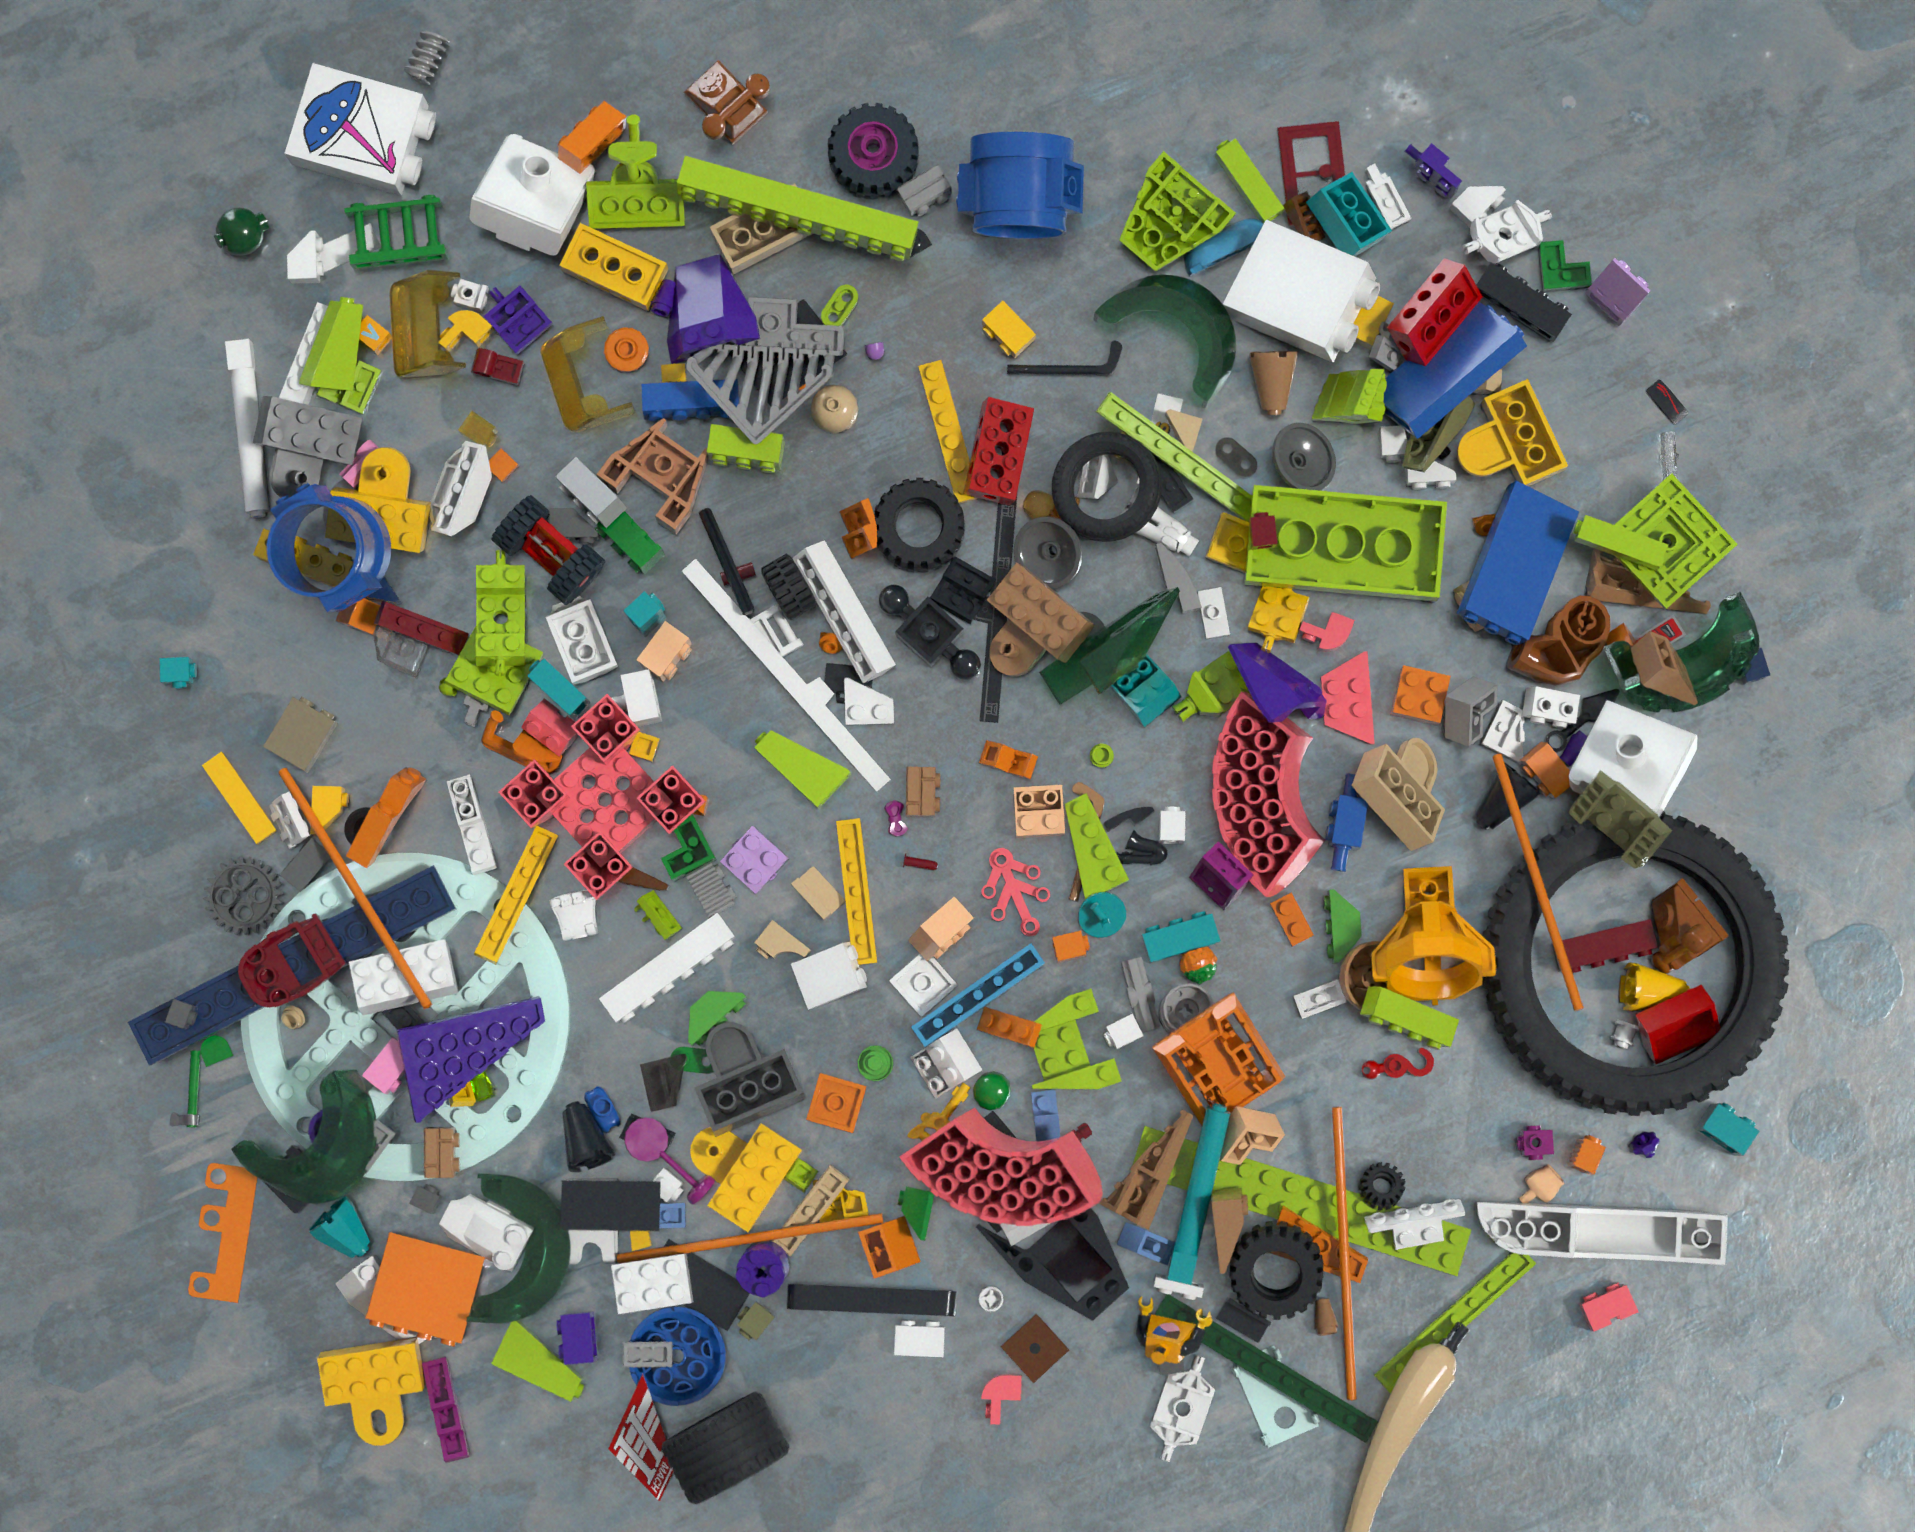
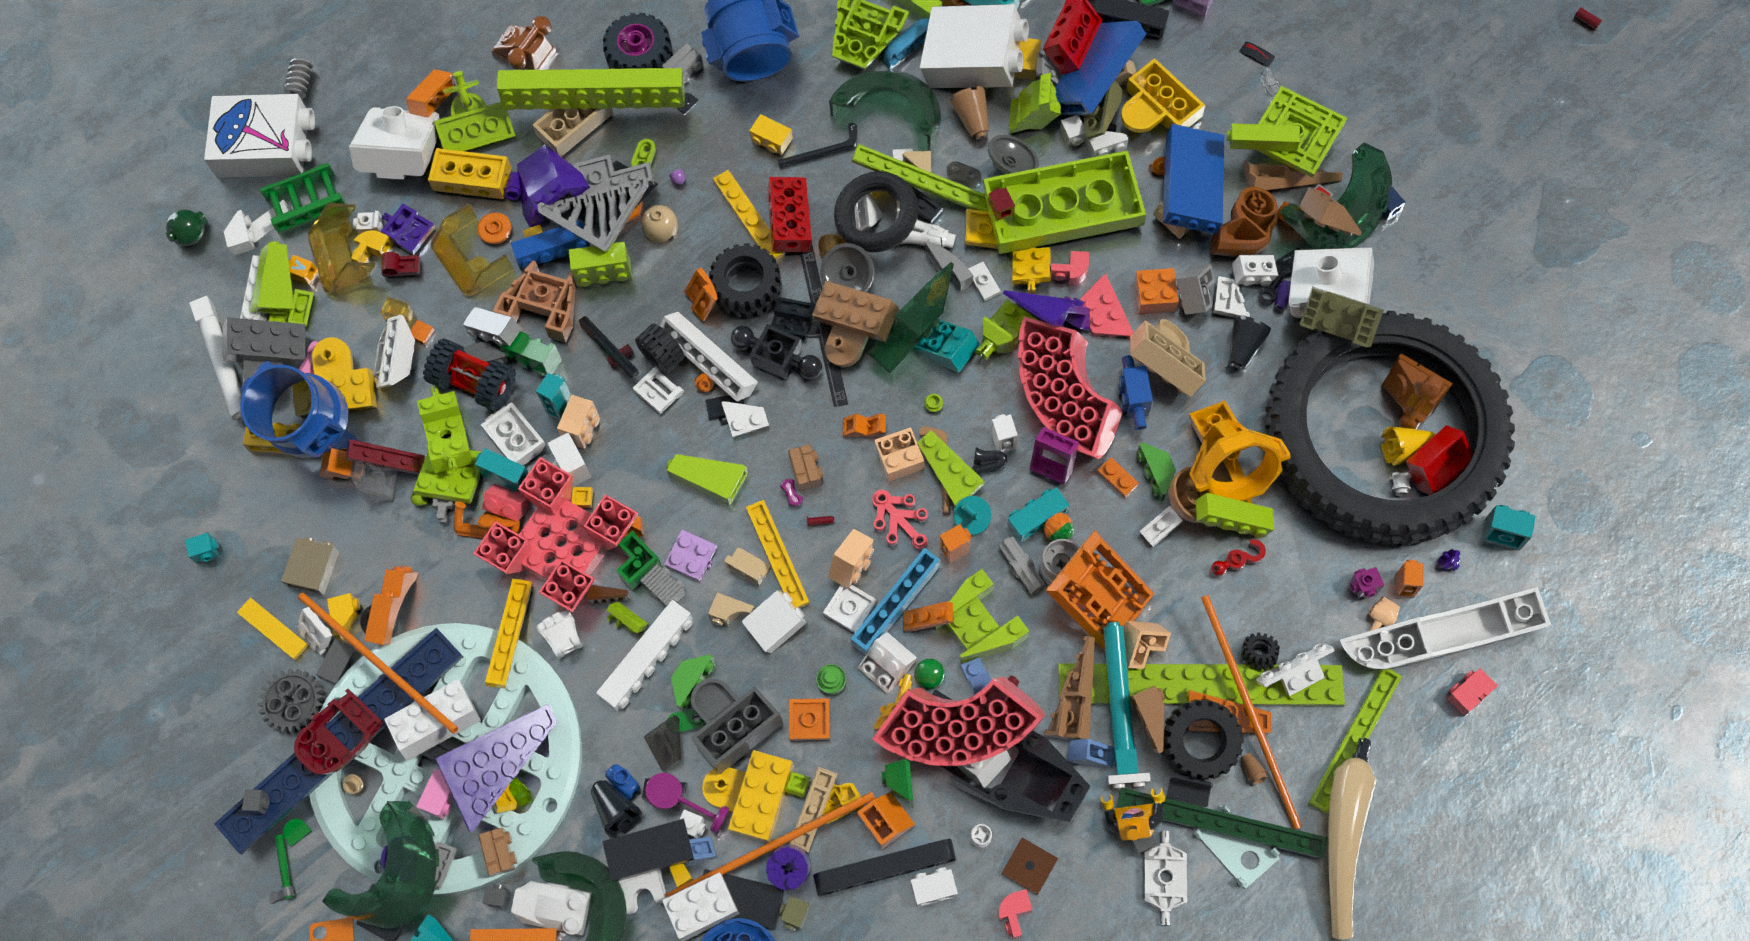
camera: 15 degrees left, 15 degrees down
(471, 824) = (461, 593): white slope -> none
(810, 696) = (700, 424): white sticker -> none
(1122, 1032) = (1018, 594): white brick -> none
(1134, 815) = (973, 437): black slope -> none
(1538, 882) = (1297, 384): orange piece -> none
(1547, 769) = (1270, 312): orange brick -> none
(1610, 944) = (1361, 423): dark red brick -> none

